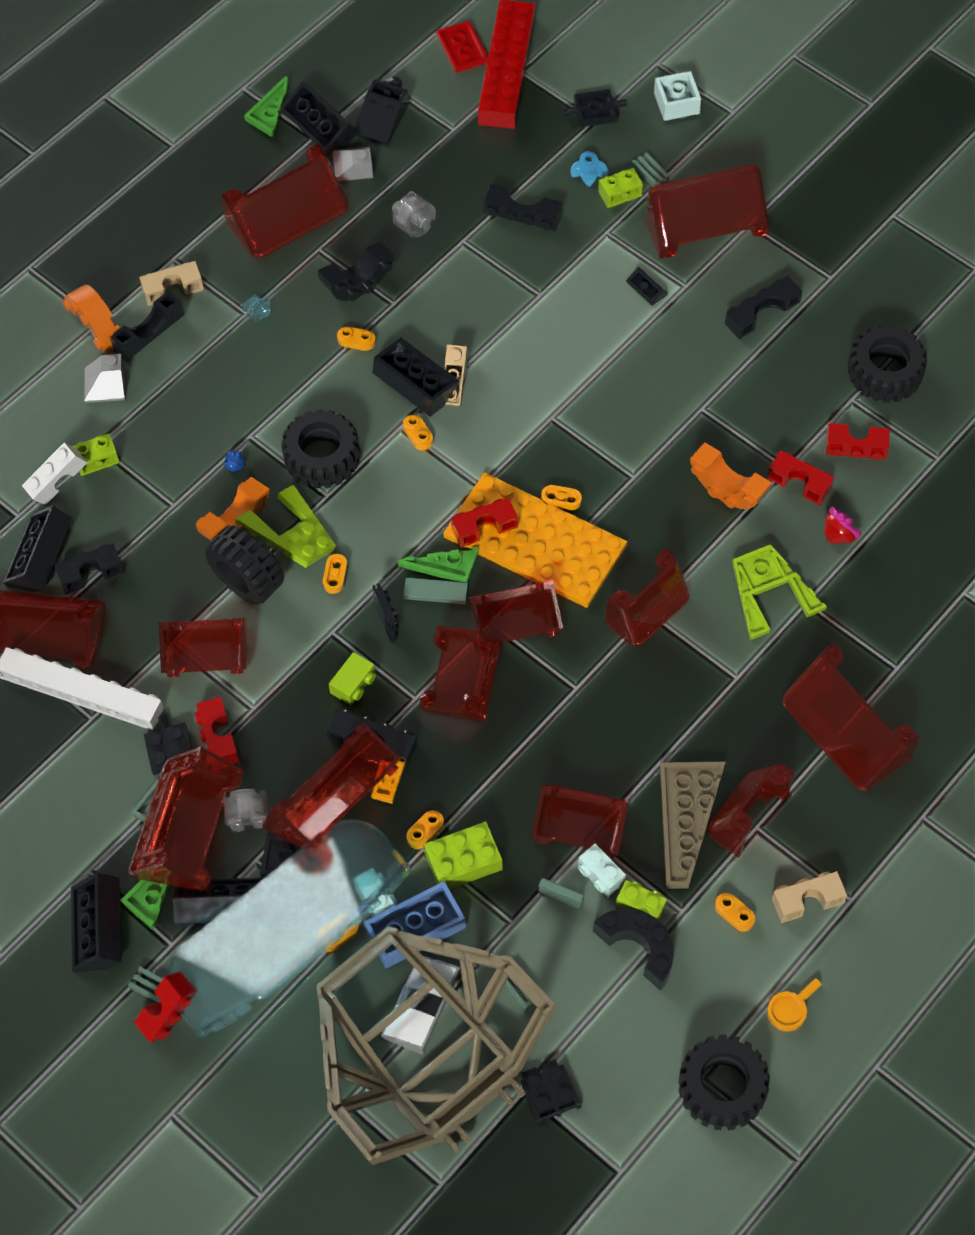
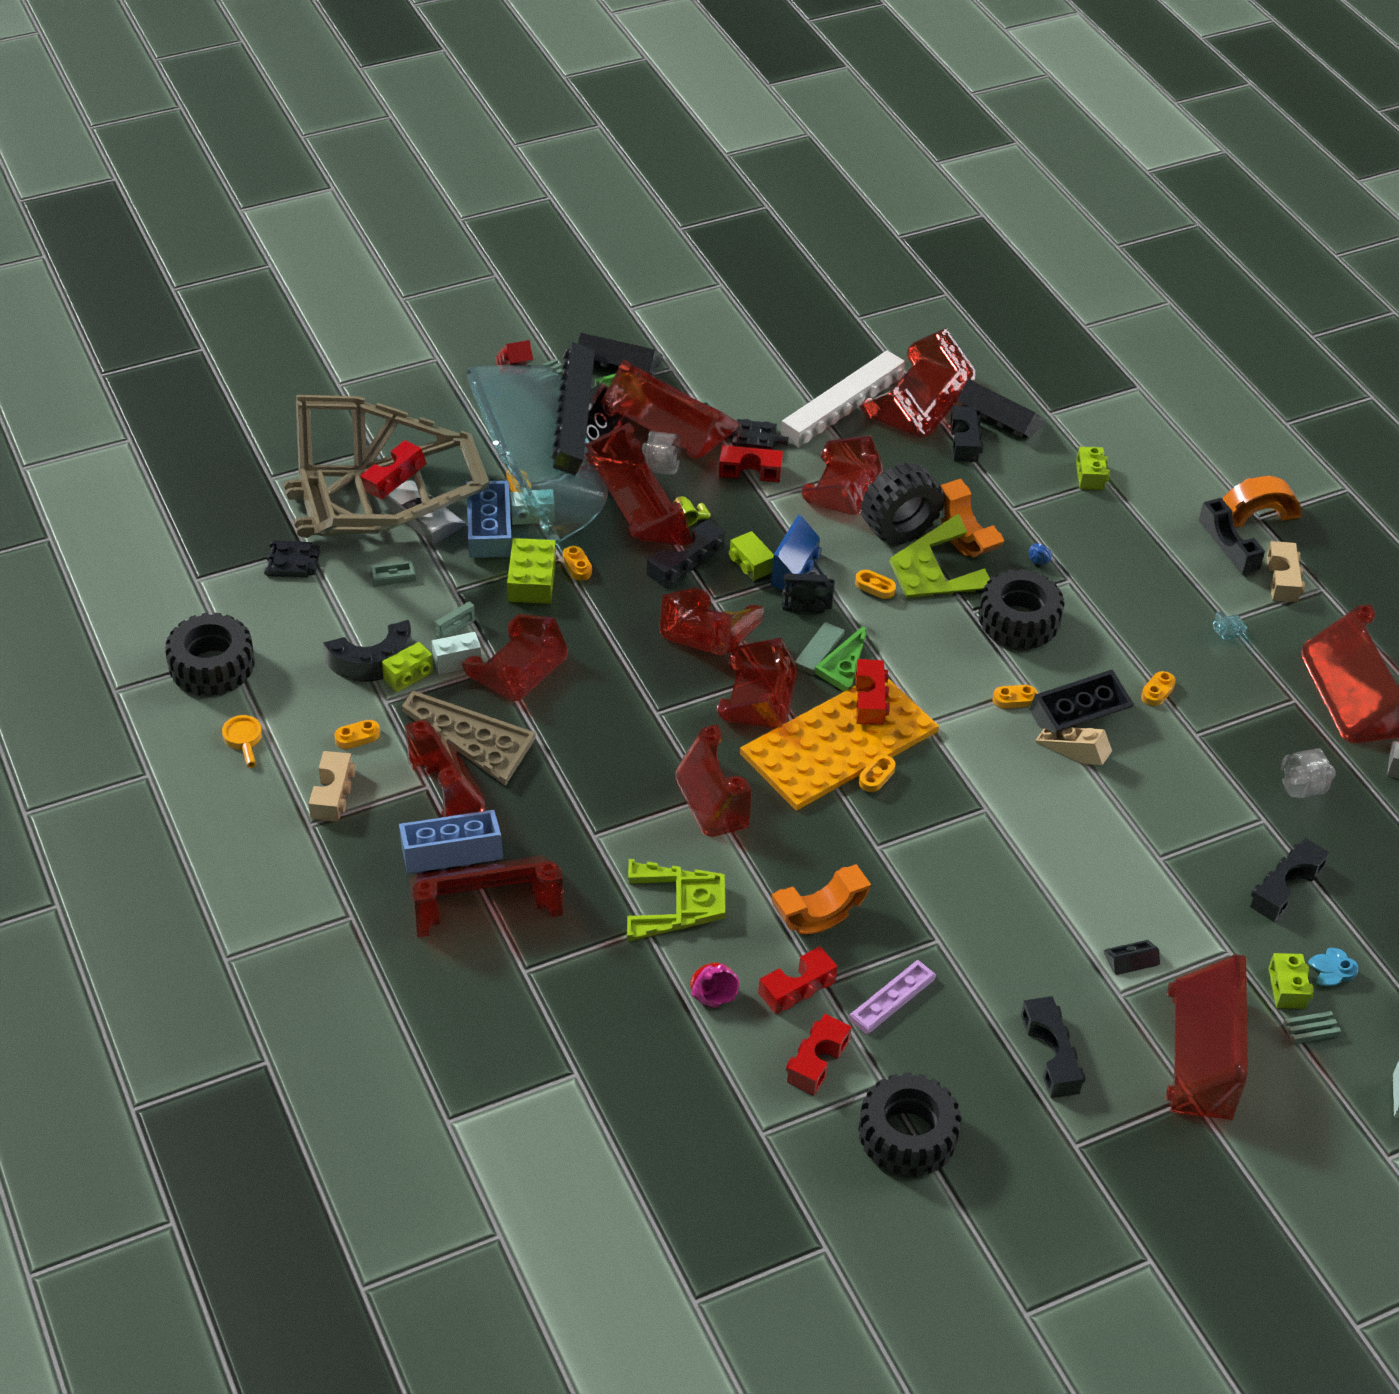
camera: 110 degrees right, 15 degrees down
(62, 462) = (1076, 426): white arch -> none
(105, 379) = (1178, 500): light grey slope -> none
(242, 894) = (572, 409): none -> black brick
(312, 761) = (691, 513): none -> lime piece
(337, 643) = (795, 552): none -> blue slope
(360, 277) = (1229, 693): black brick -> none
(388, 786) = (635, 551): light orange plate -> none
(421, 1040) = (383, 480): none -> red arch
(773, 418) = (892, 997): none -> lavender tile
(821, 764) = (451, 841): none -> medium blue brick

